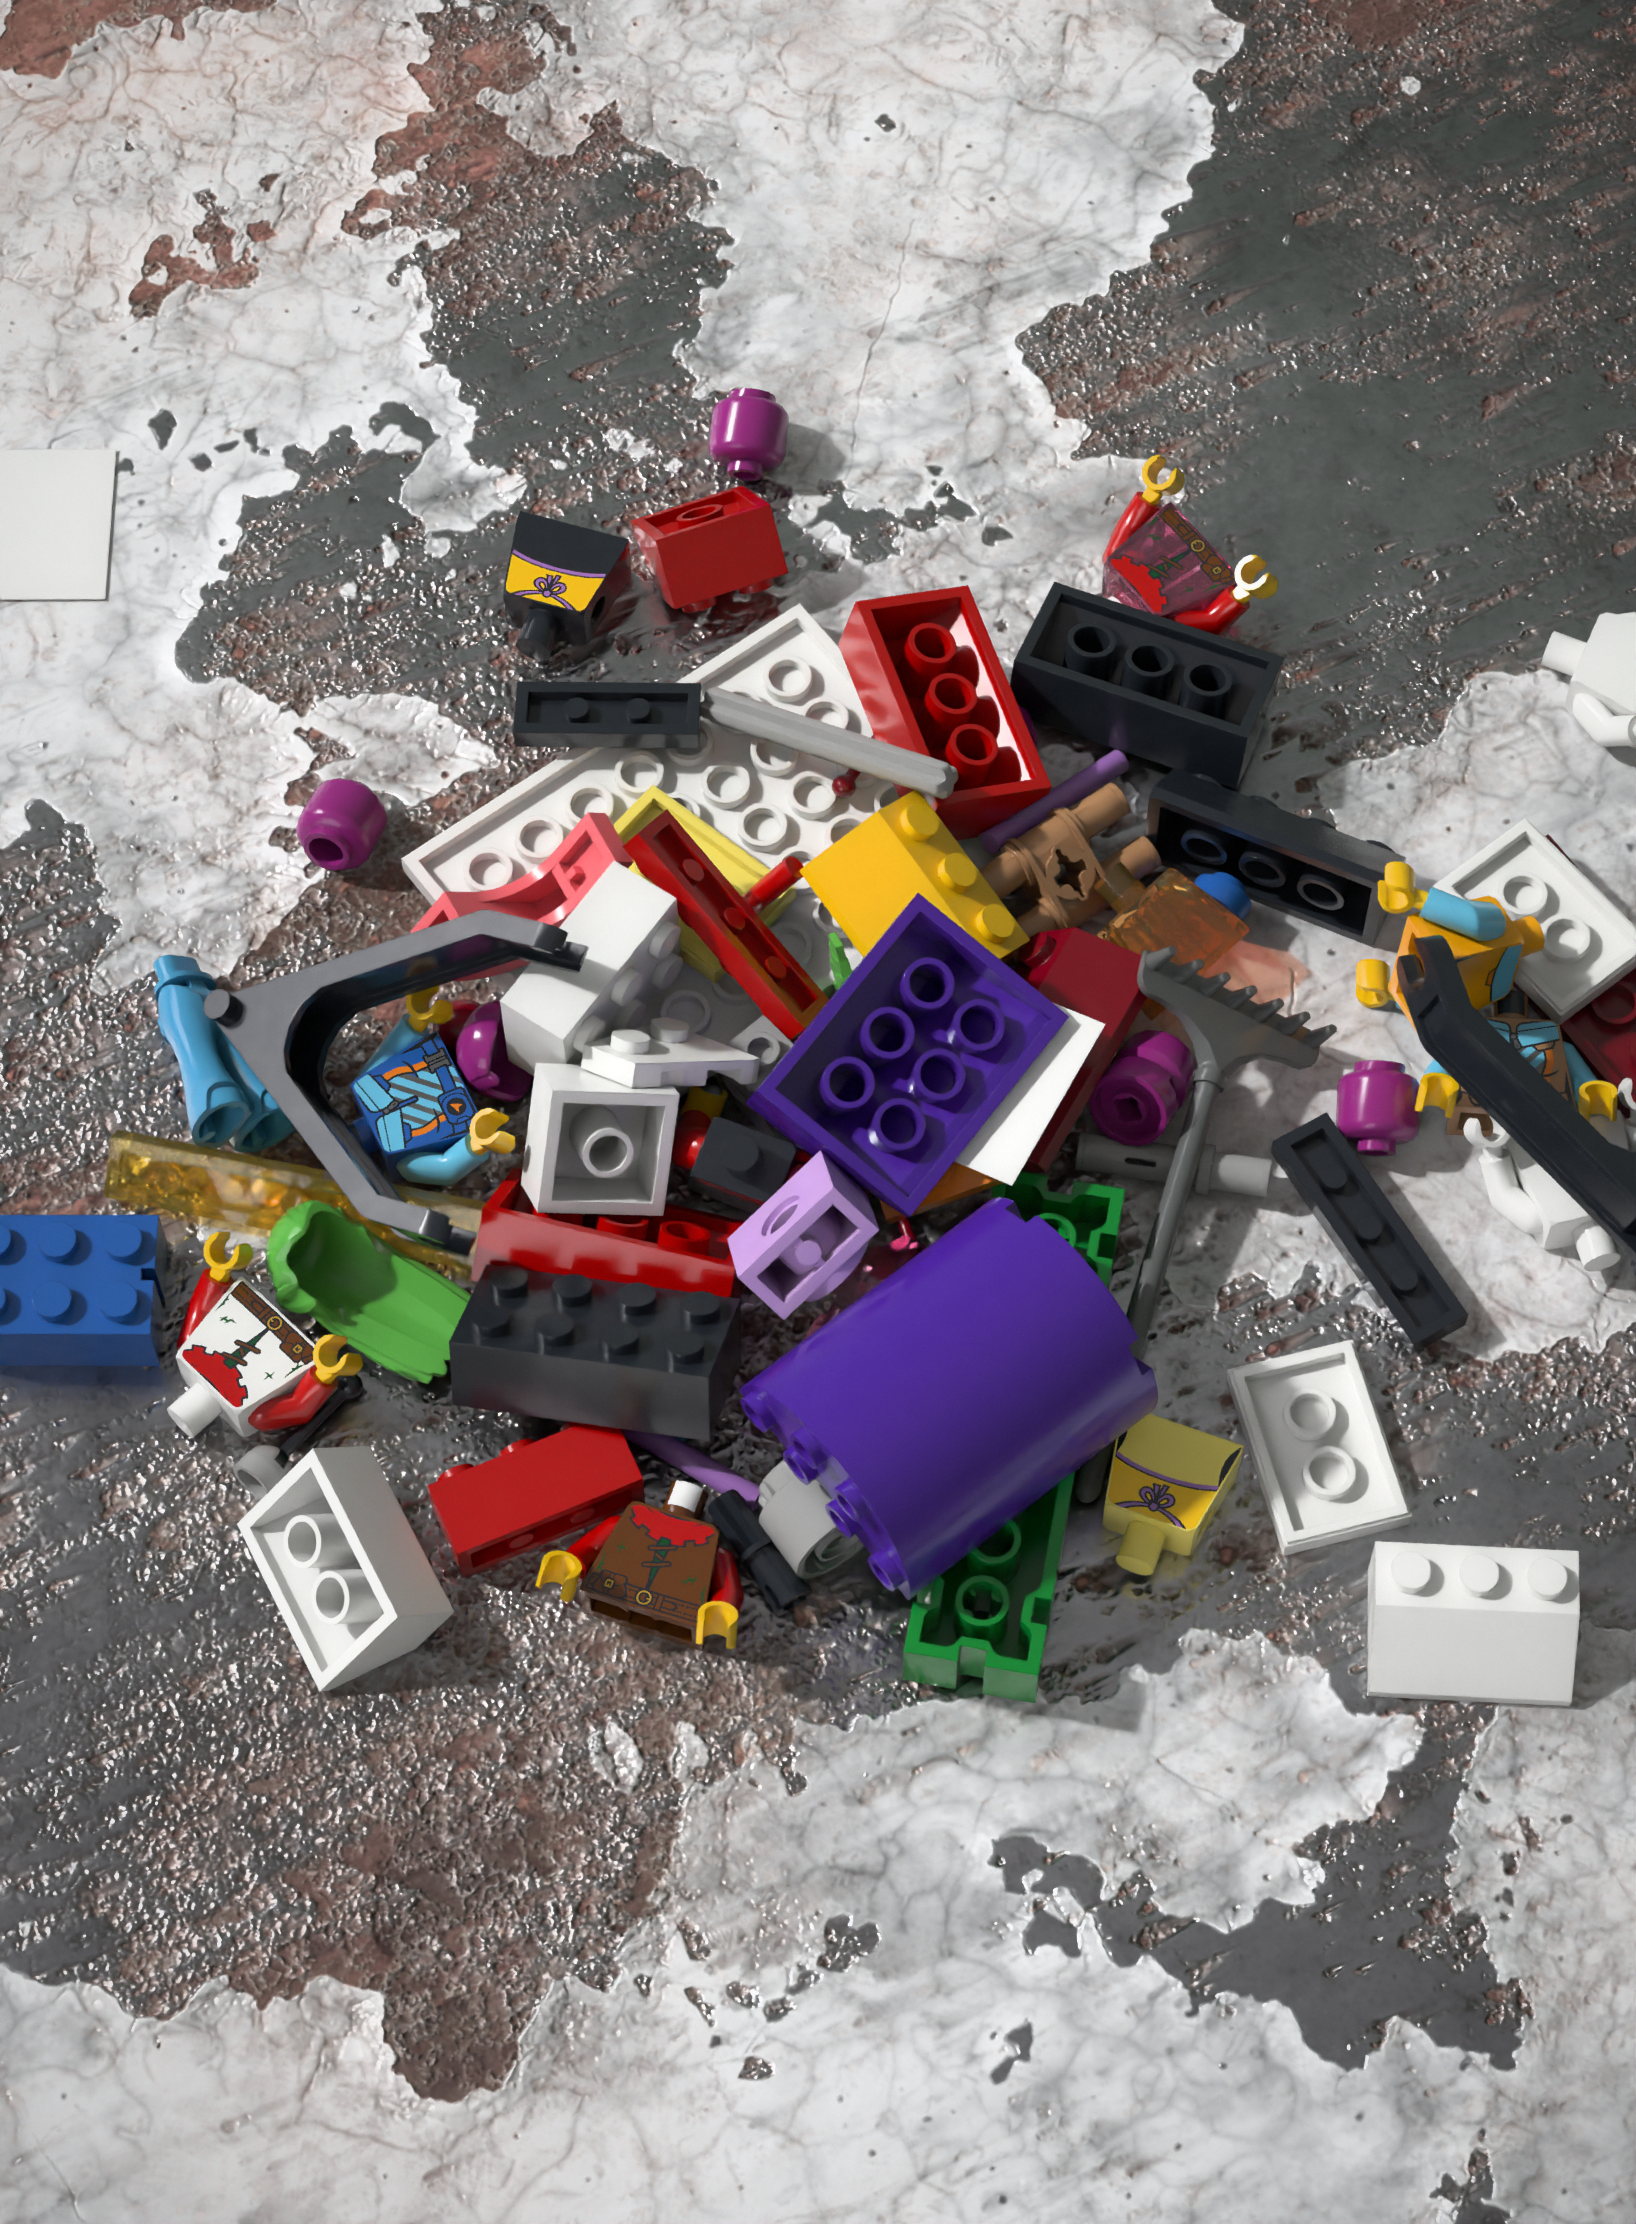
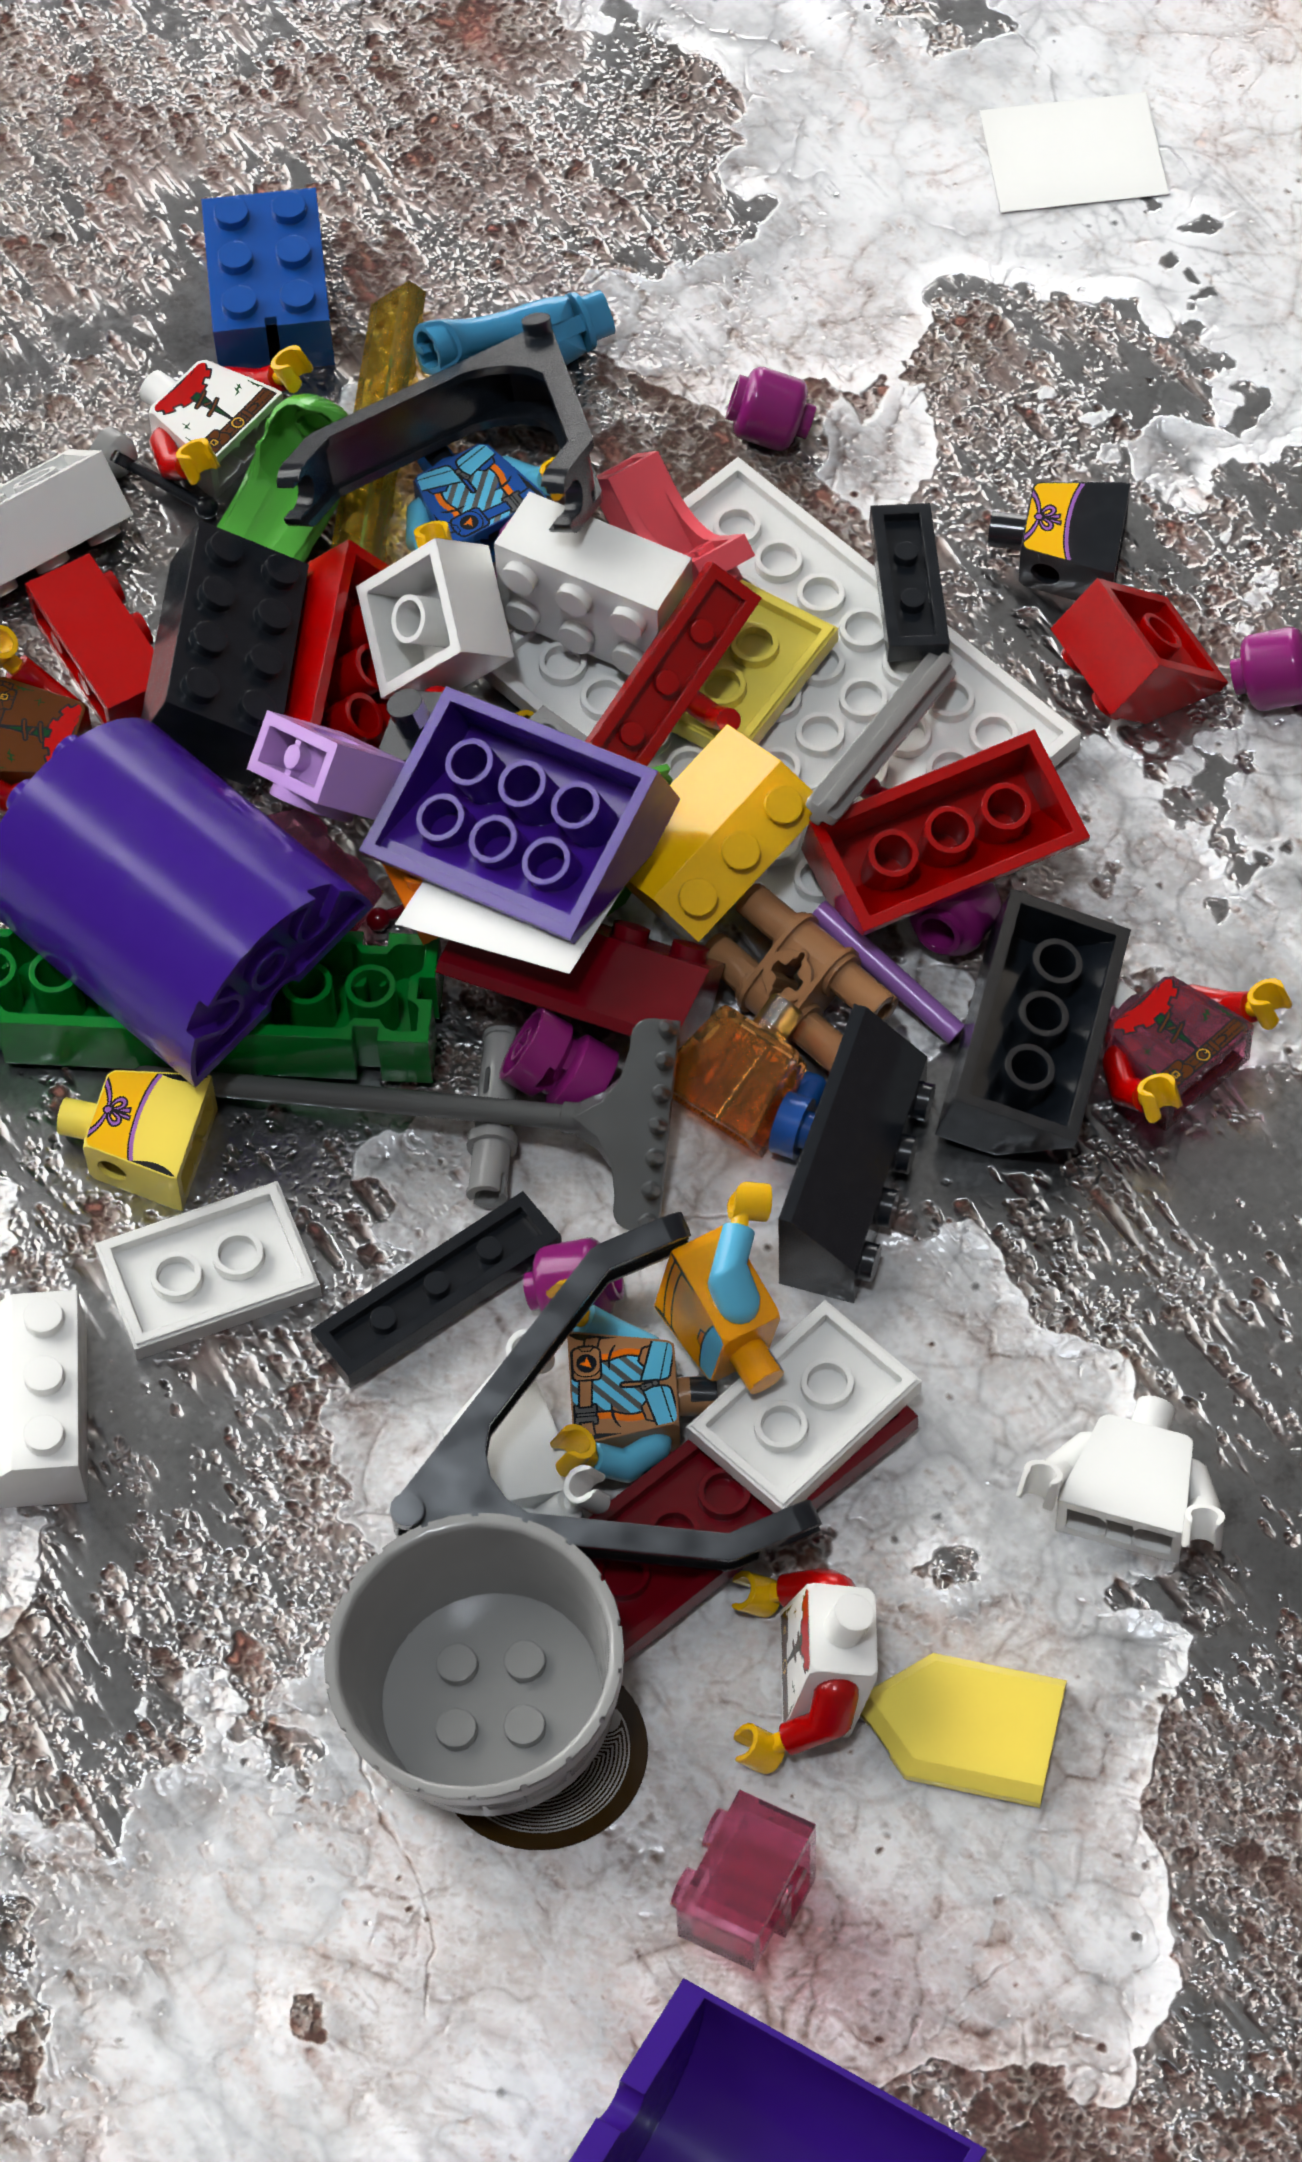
camera: 85 degrees right, 5 degrees down
(665, 1056) = (516, 646): white wing -> none

